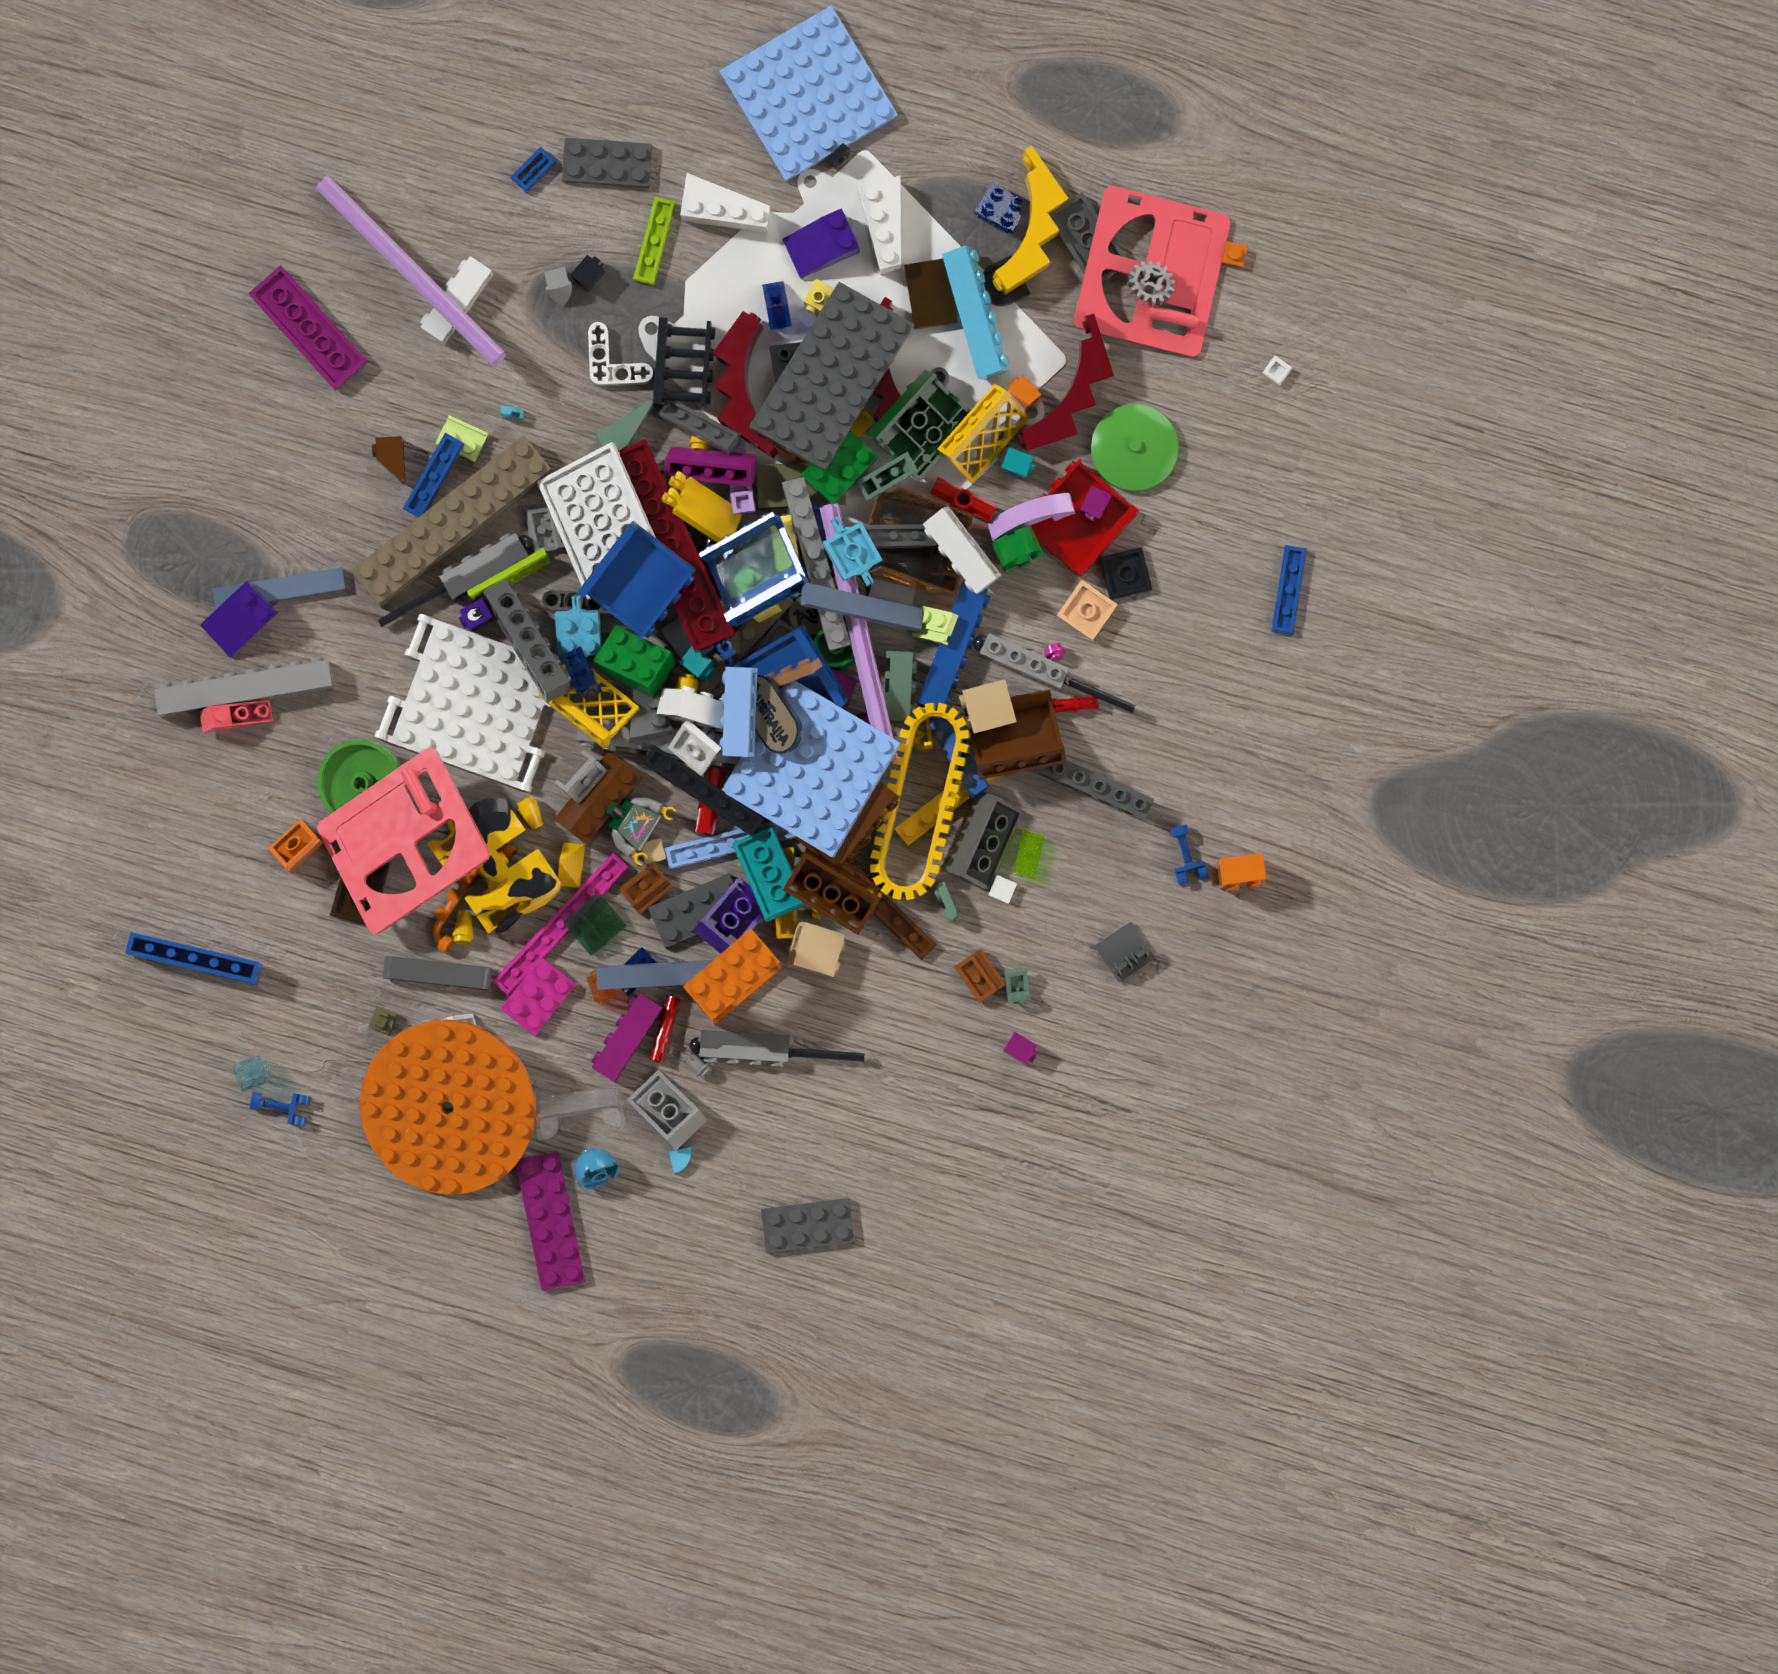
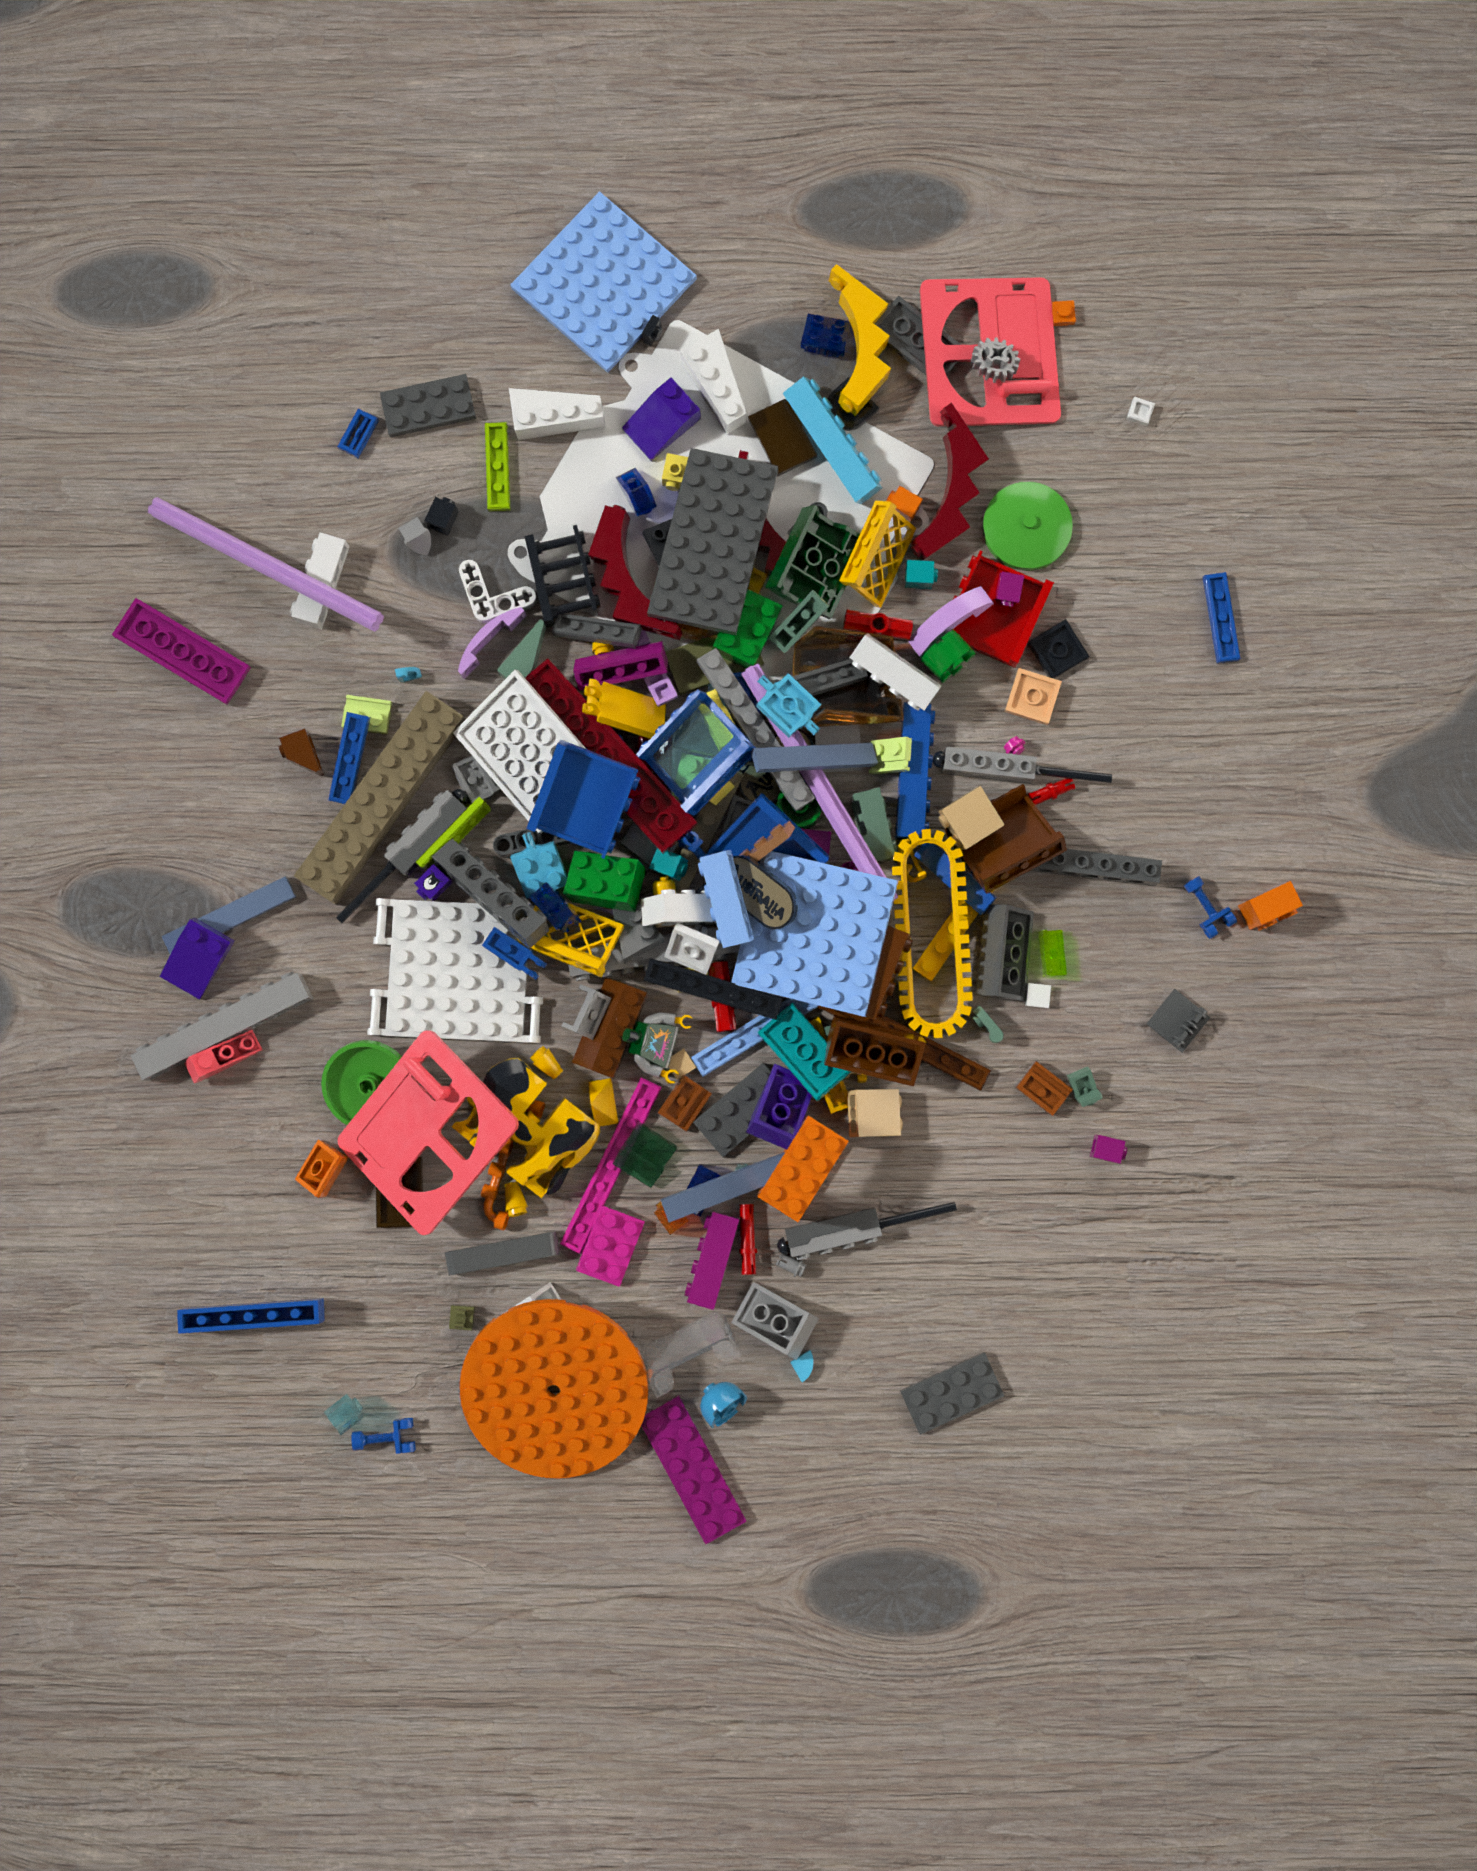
camera: 20 degrees left, 0 degrees up
(529, 700) = (511, 952): none -> blue hinge
(621, 390) = (508, 619): none -> lavender slope

